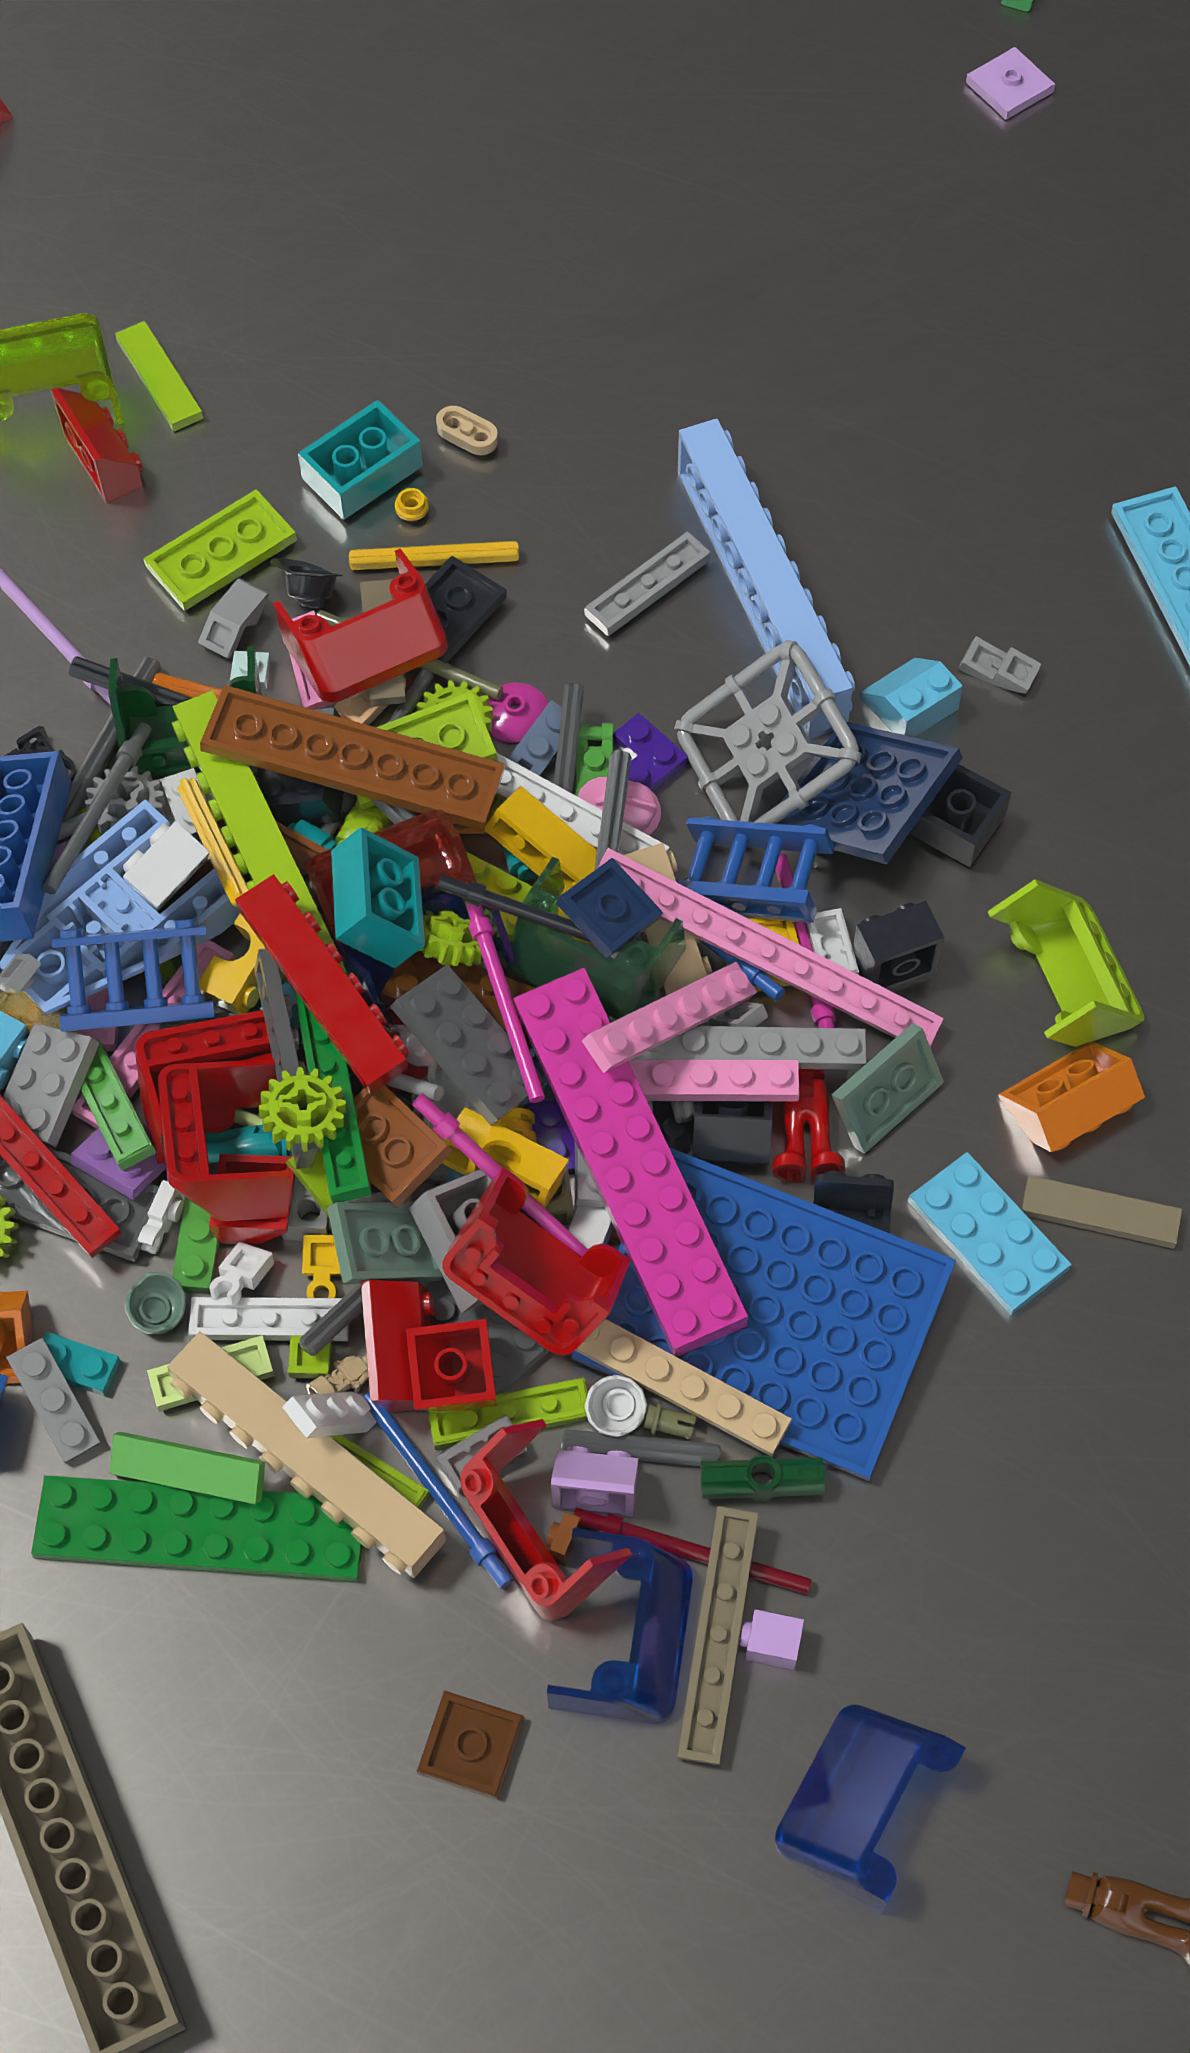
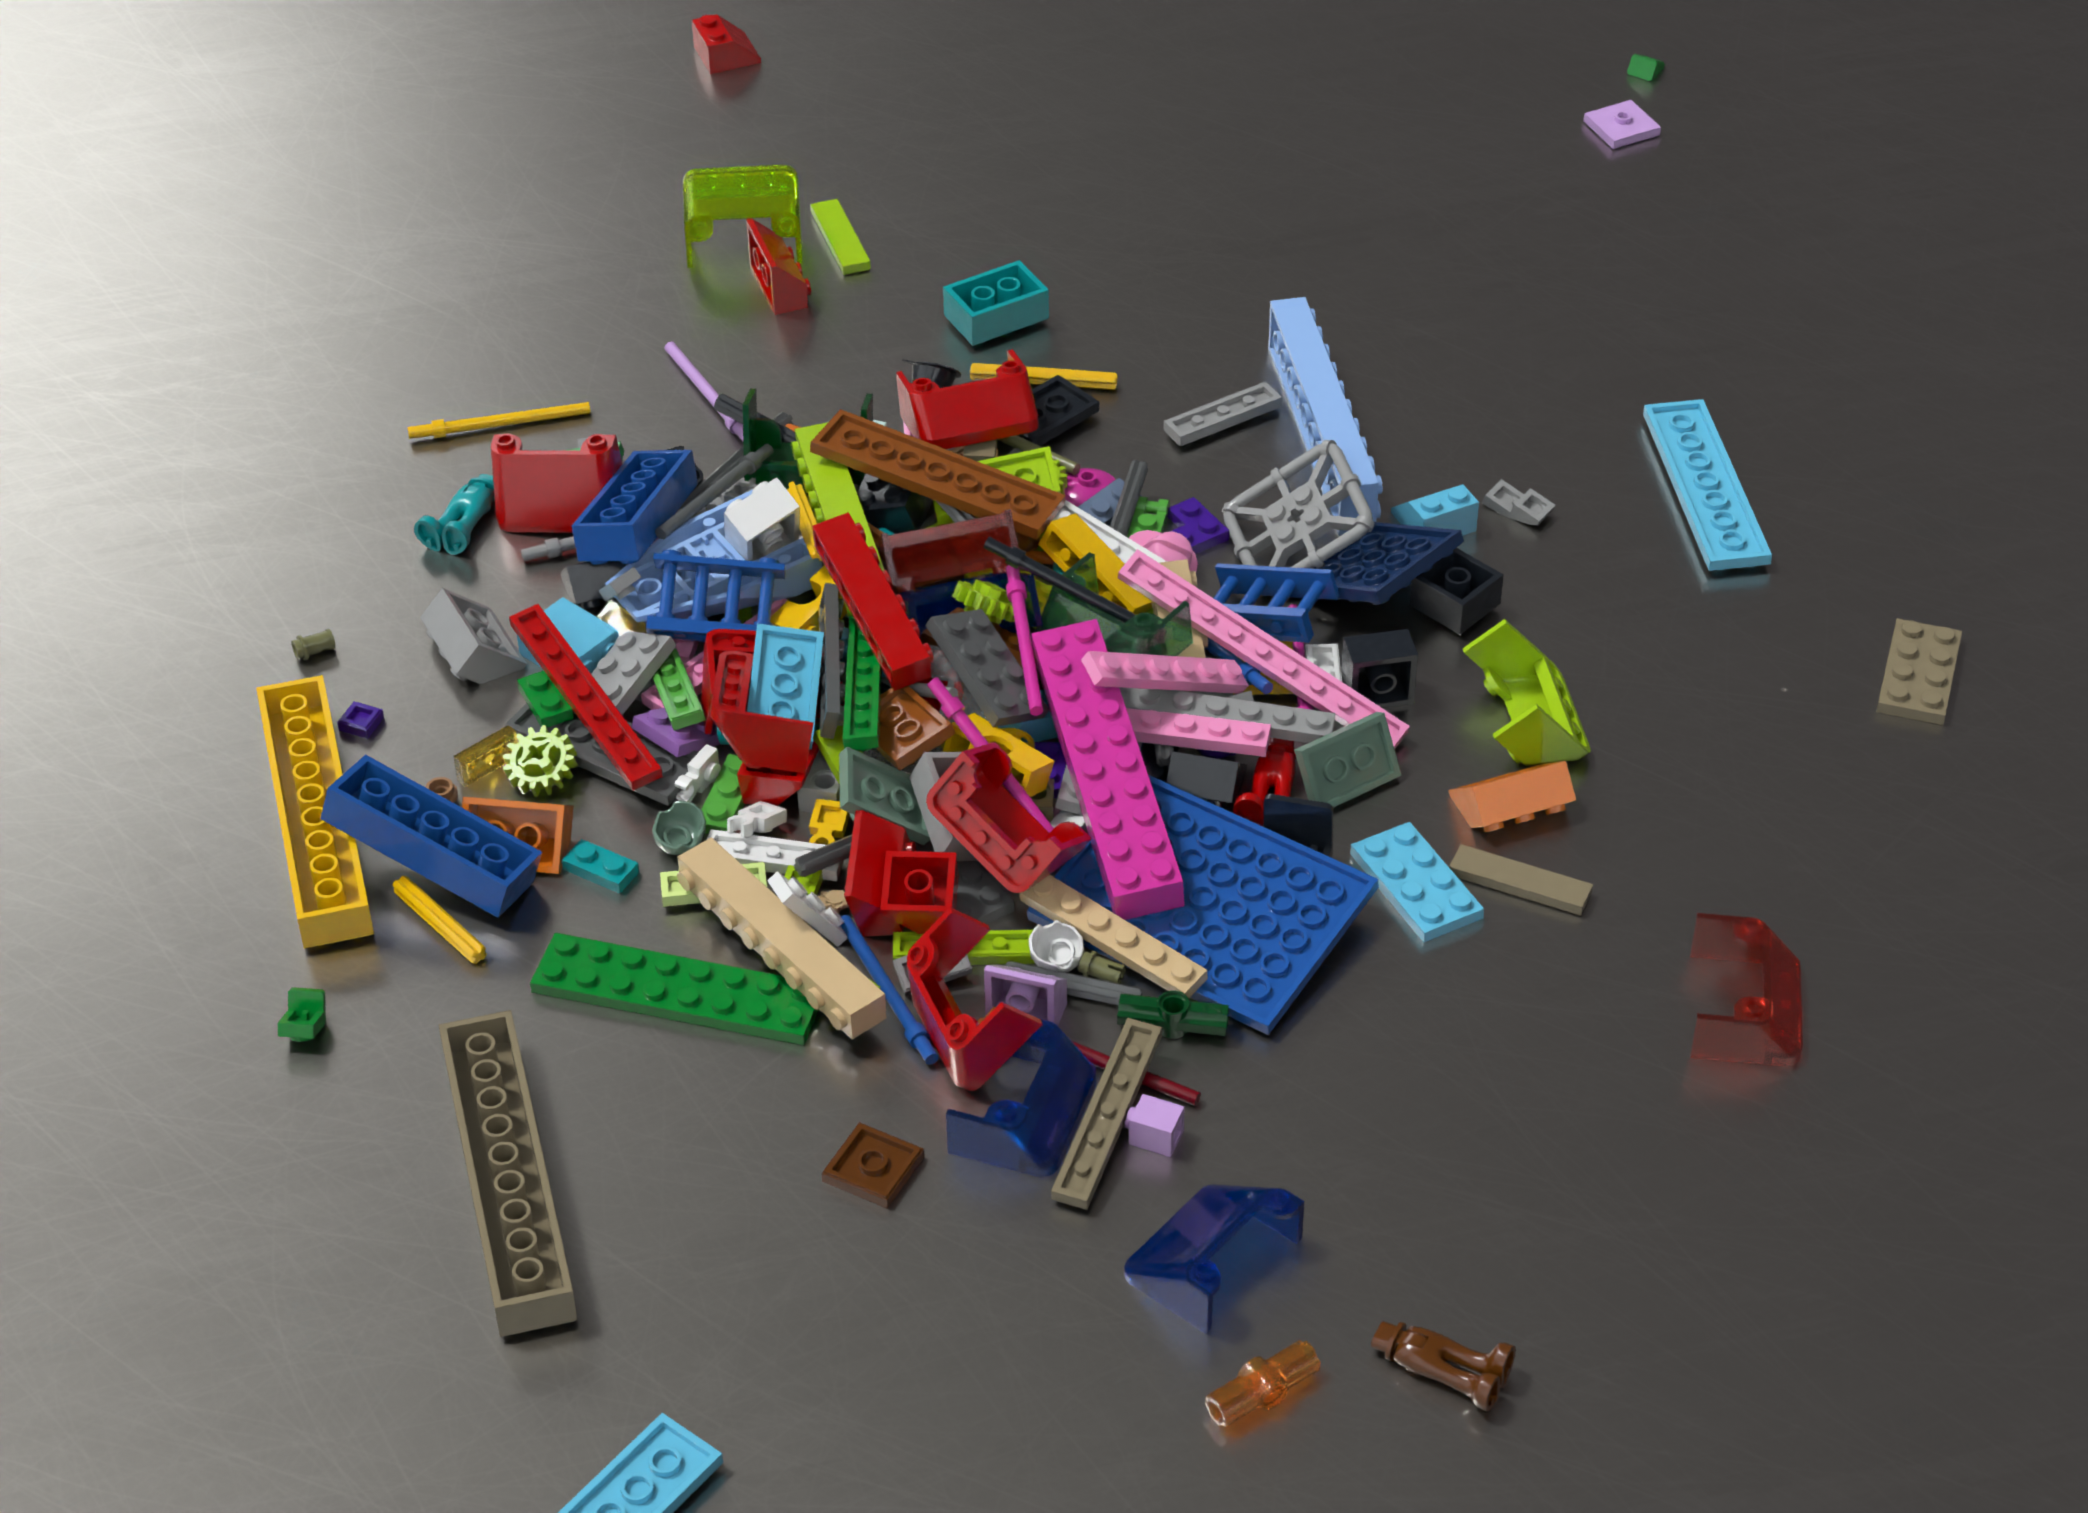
camera: 10 degrees right, 20 degrees down
(53, 1400) = (576, 882): light grey plate -> none
(187, 1467) = (677, 936): bright green tile -> none
(220, 549) = (862, 351): lime plate -> none
(227, 620) = (854, 391): light grey slope -> none
(231, 1076) = (785, 673): none -> medium azure plate
(282, 1106) = (834, 679): lime gear -> none
(377, 898) = (932, 555): teal brick -> none
(408, 498) = (1032, 340): yellow plate -> none
(471, 432) = (1092, 297): tan plate -> none
(609, 908) = (1128, 586): dark blue plate -> none
(613, 803) = (1156, 533): dark grey axle -> none
(958, 1983) = (1262, 1383): none -> clear orange piece

